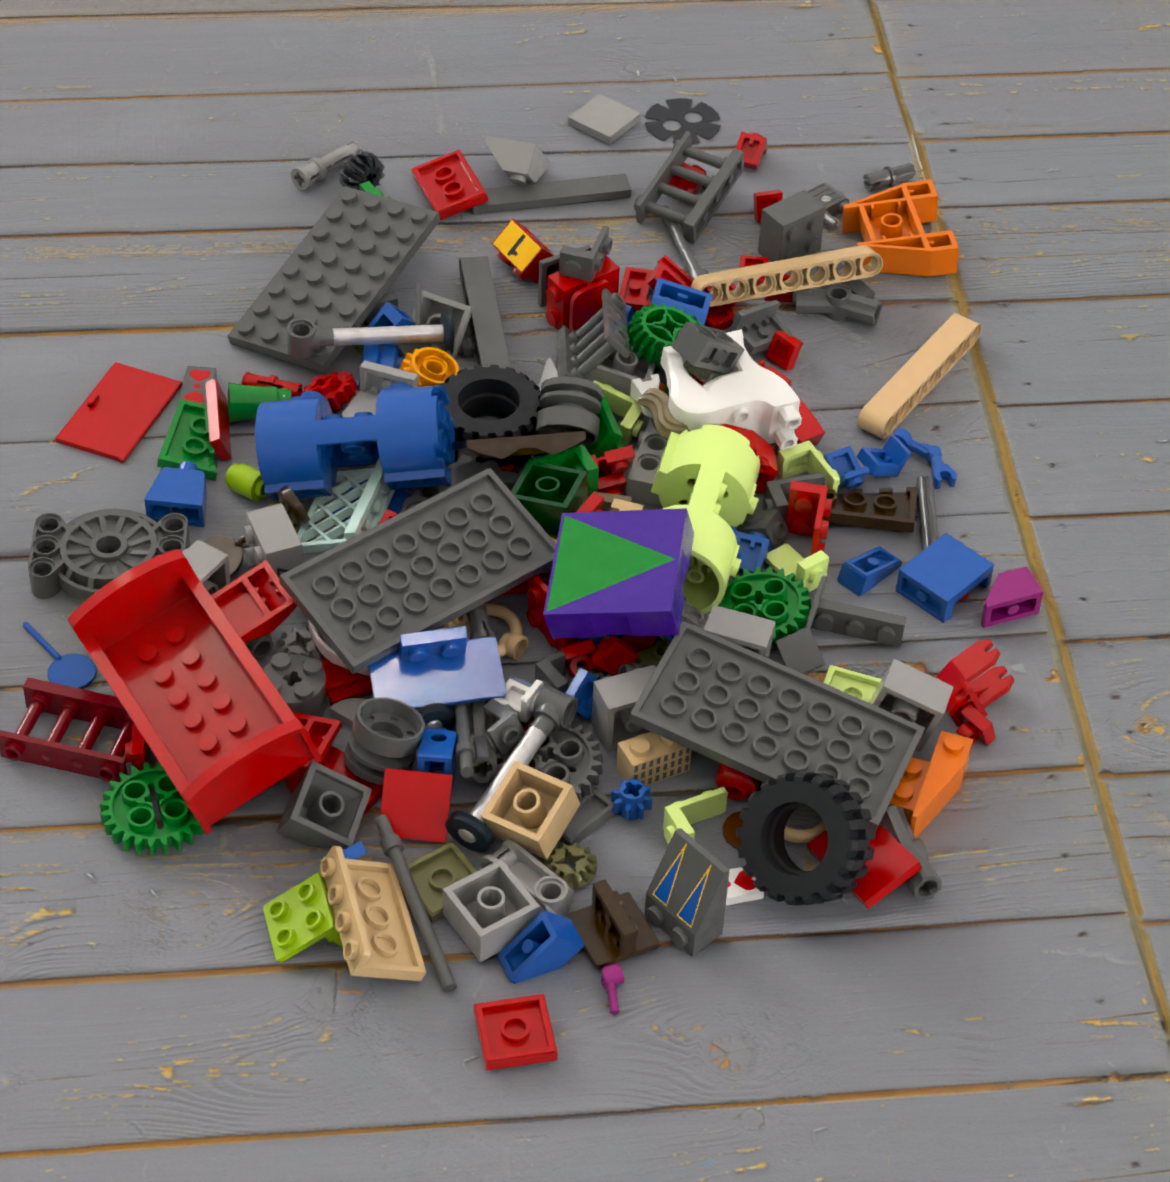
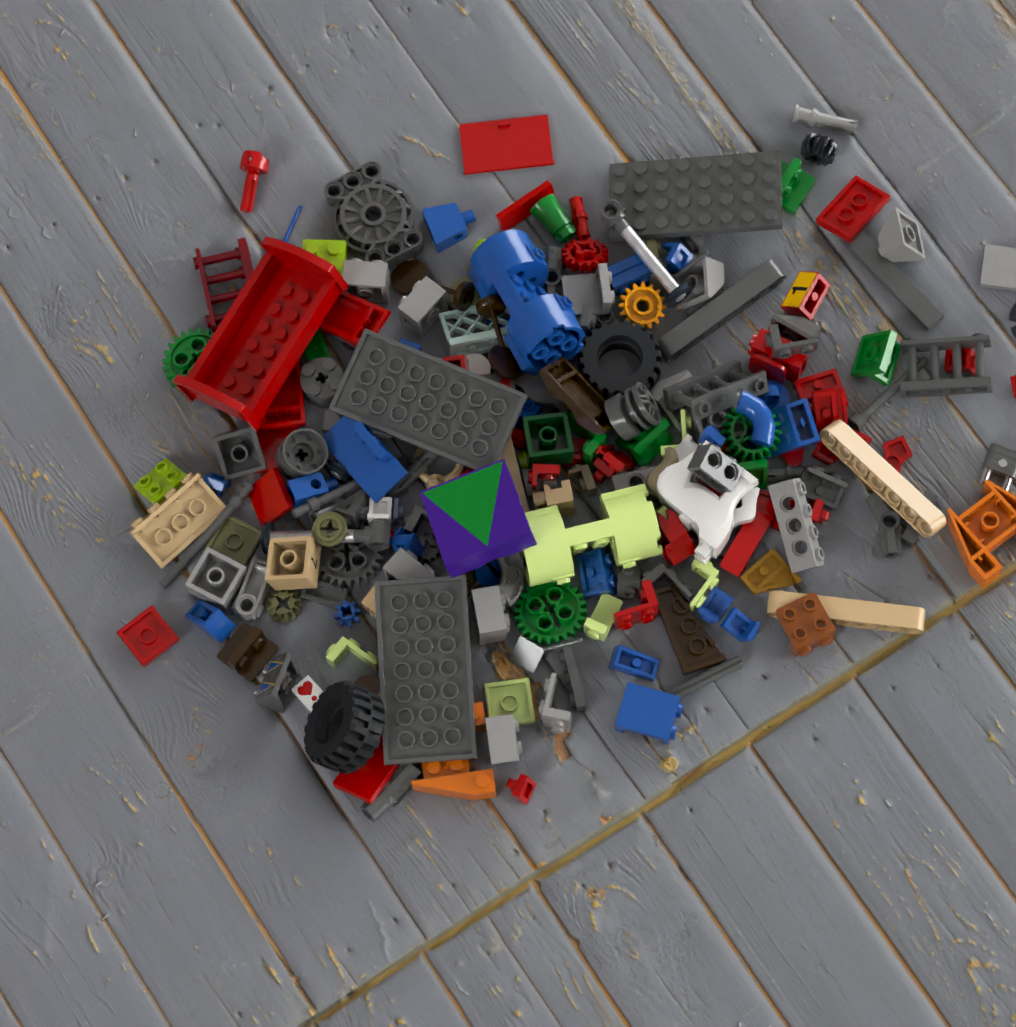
camera: 70 degrees right, 25 degrees up
(189, 440) = (494, 199): green wing -> none
(194, 383) = (556, 174): tile -> none
(332, 486) = (499, 356): none -> dark brown piece
(512, 733) = (323, 522): none -> olive gear
(612, 976) = (212, 667): magenta hand -> none
(638, 229) = (877, 357): none -> green bracket
(650, 360) = (713, 436): none -> blue bracket
(664, 304) = (760, 416): none -> blue cylinder
(765, 199) = (969, 426): red tile -> none
(791, 227) = (939, 457): dark grey brick -> none
(808, 370) = (786, 518): none -> light grey brick
(834, 413) = (769, 574): none -> pearl gold wing
(879, 643) = (554, 719): none -> light grey bracket
(920, 400) = (806, 624): none -> dark orange bracket
(932, 455) = (770, 655): blue piece -> none
(982, 690) = (548, 770): red piece -> none
(1012, 597) = (653, 762): magenta slope -> none

